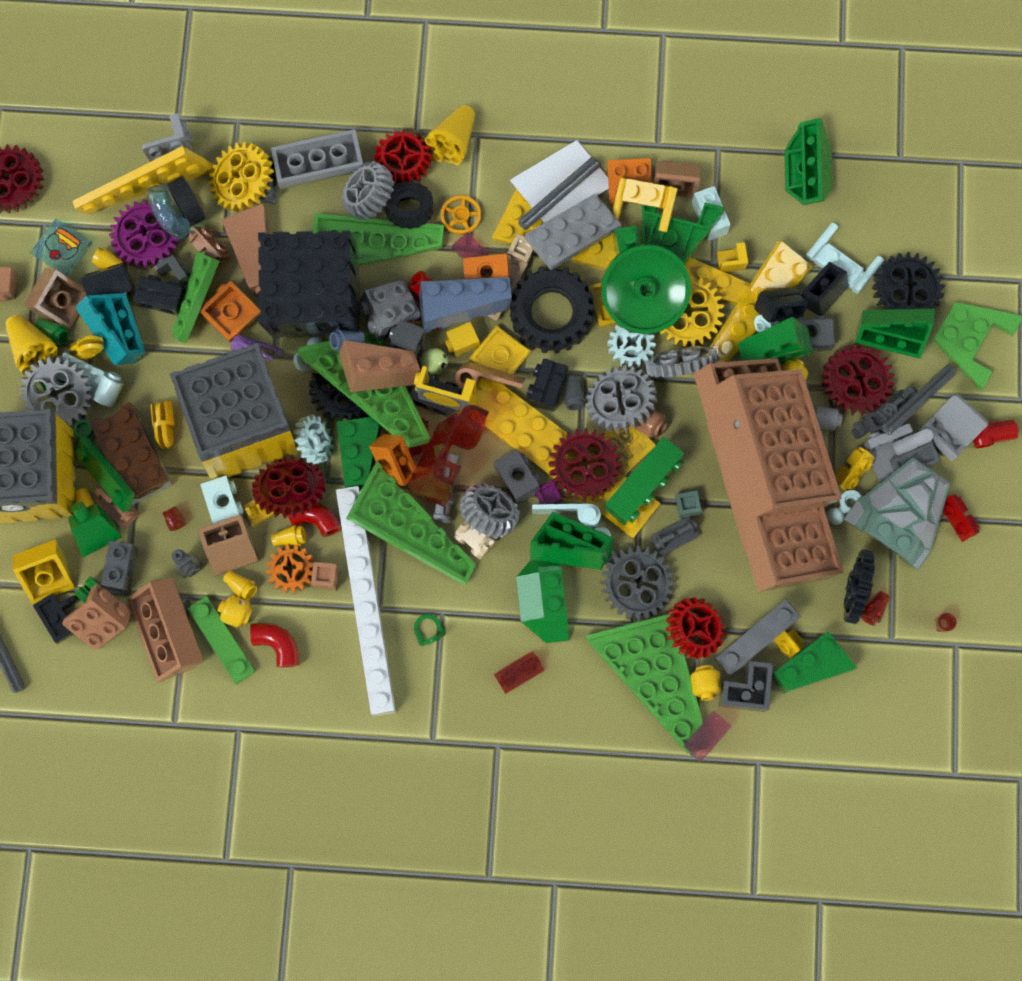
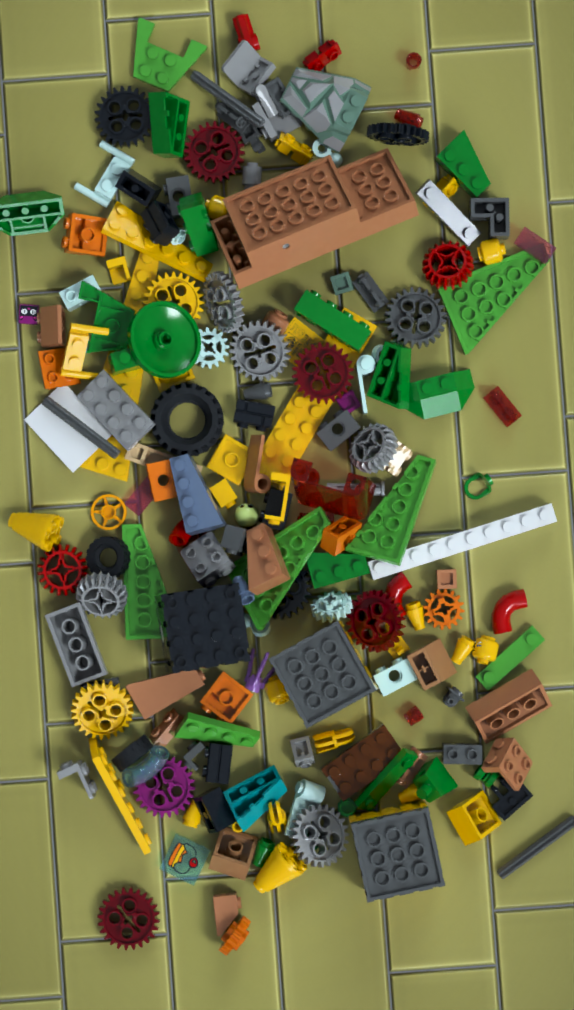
camera: 100 degrees left, 10 degrees up
(155, 388) = (302, 752): none -> light grey bracket
(694, 155) = (28, 314): none -> tile
(776, 224) = (84, 235): none -> orange plate

